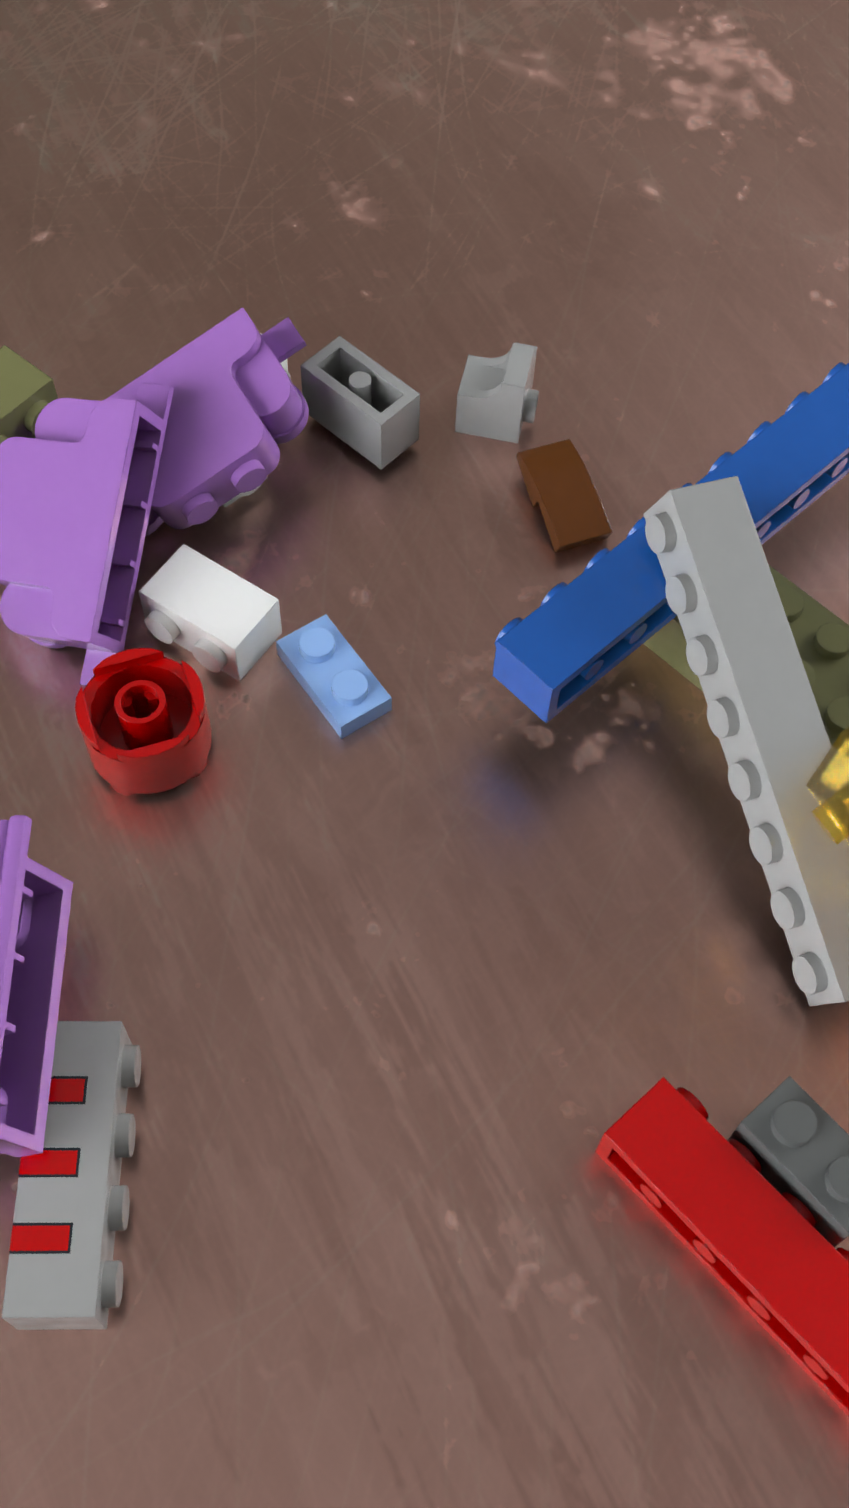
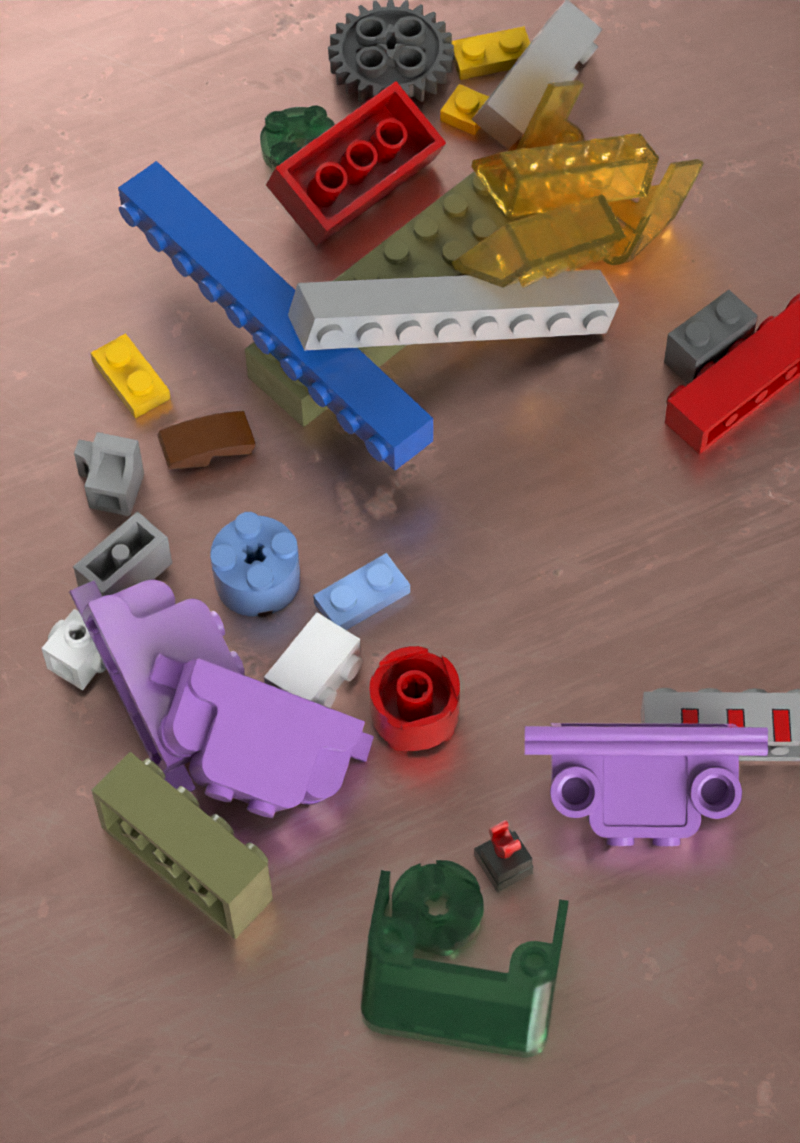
camera: 85 degrees left, 0 degrees up
(363, 541) = (255, 565): none -> medium blue brick
(659, 418) = (130, 375): none -> yellow plate

